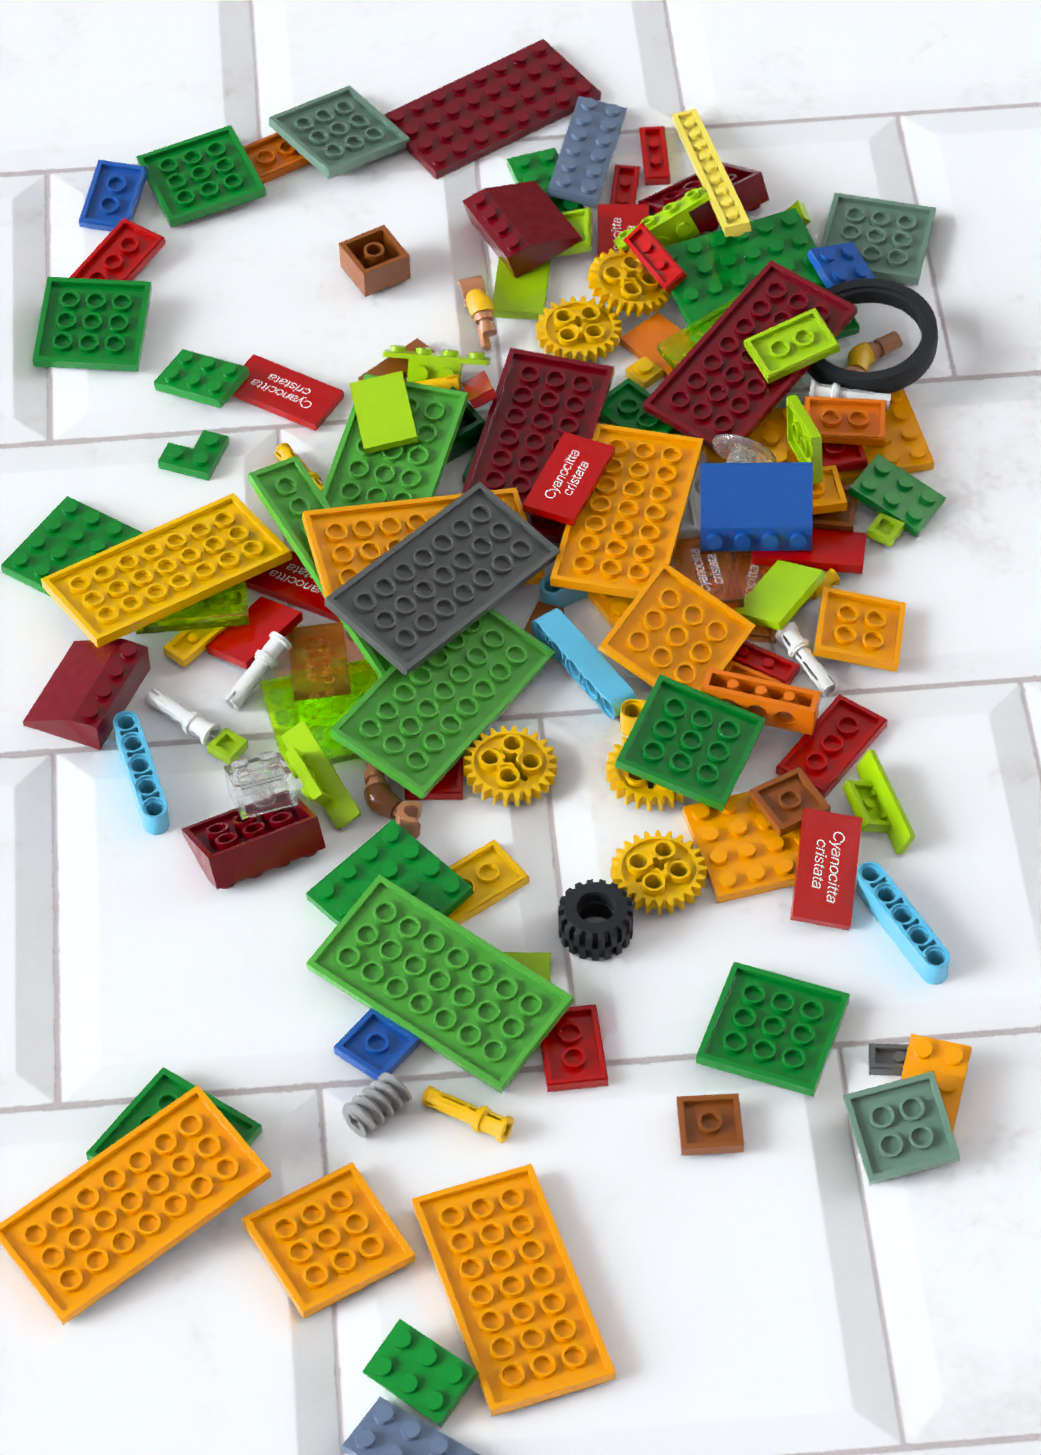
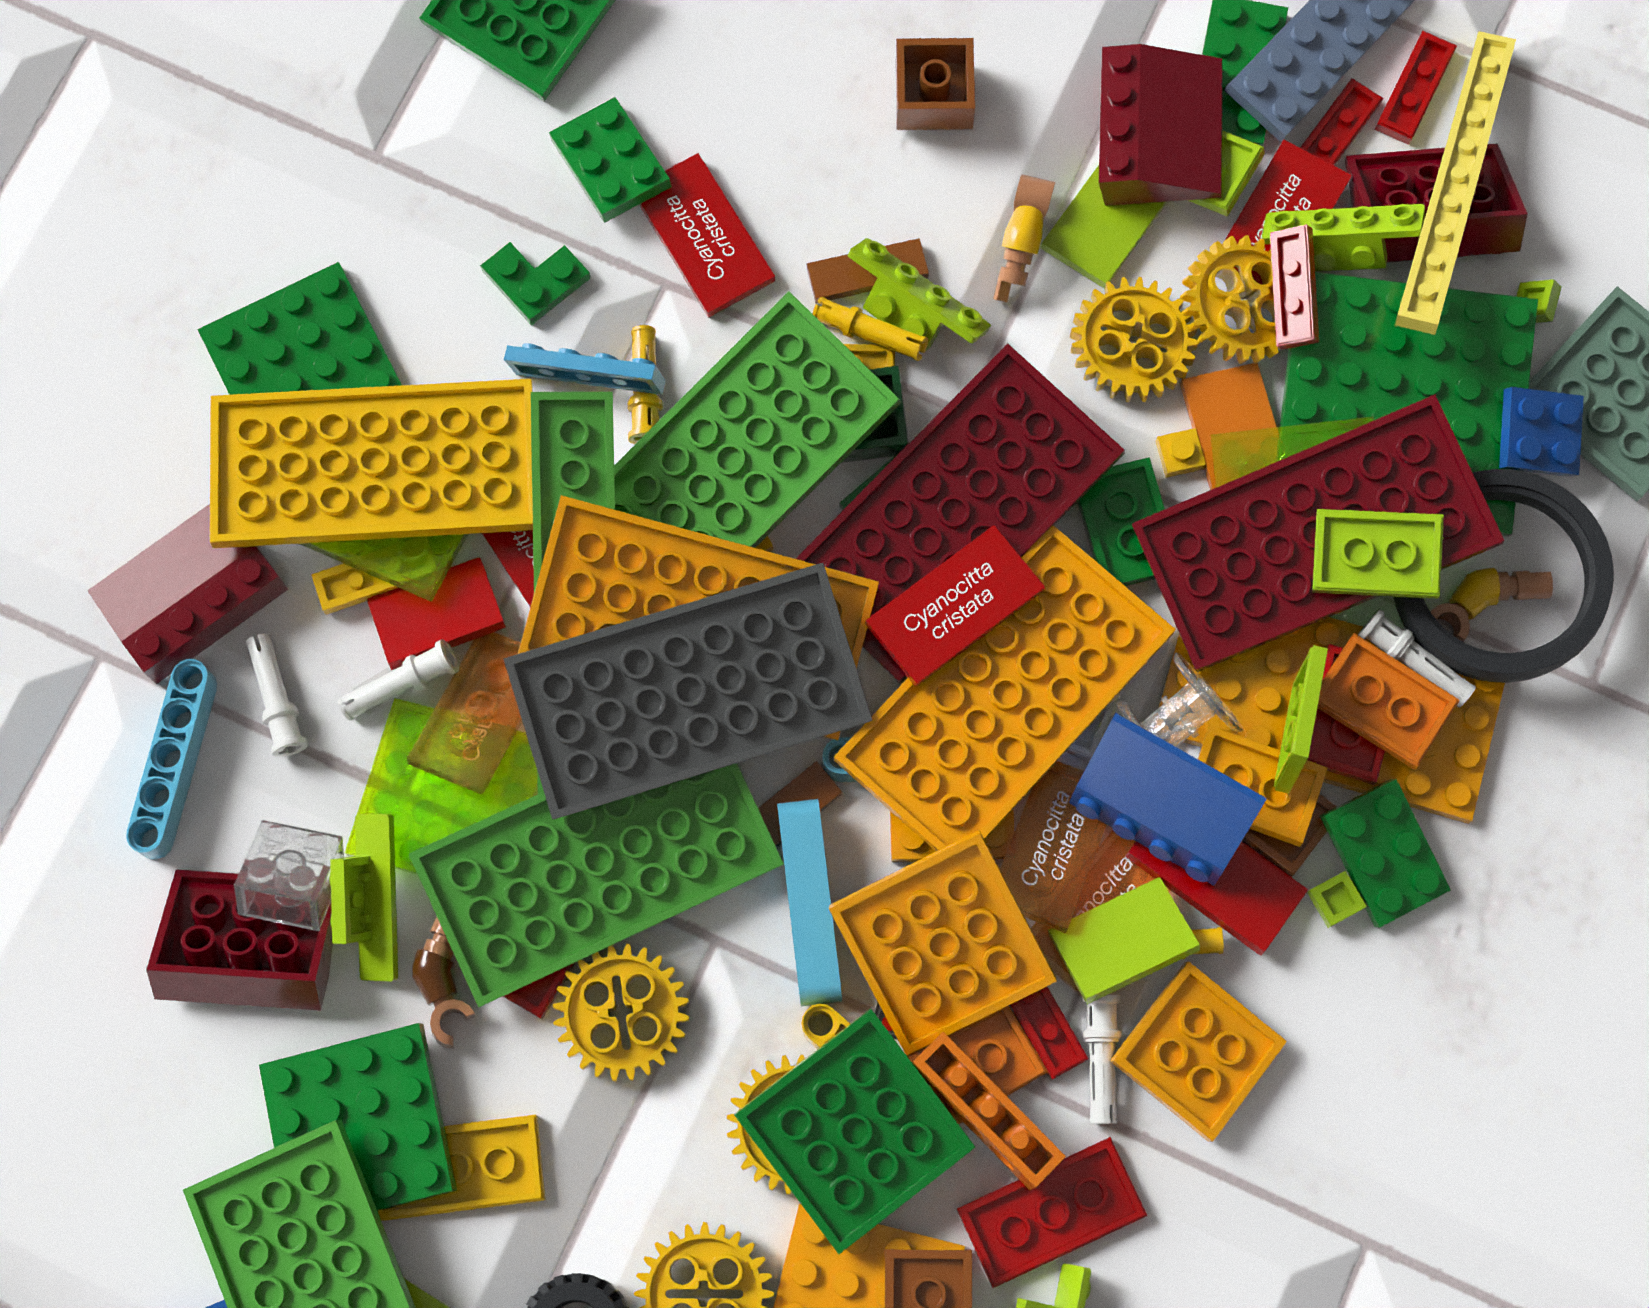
camera: 30 degrees right, 25 degrees up
(227, 746) = (300, 776): lime plate -> none
(238, 483) = (573, 367): none -> dark azure plate
(383, 412) = (775, 369): lime tile -> none
(479, 389) = (935, 381): red tile -> none

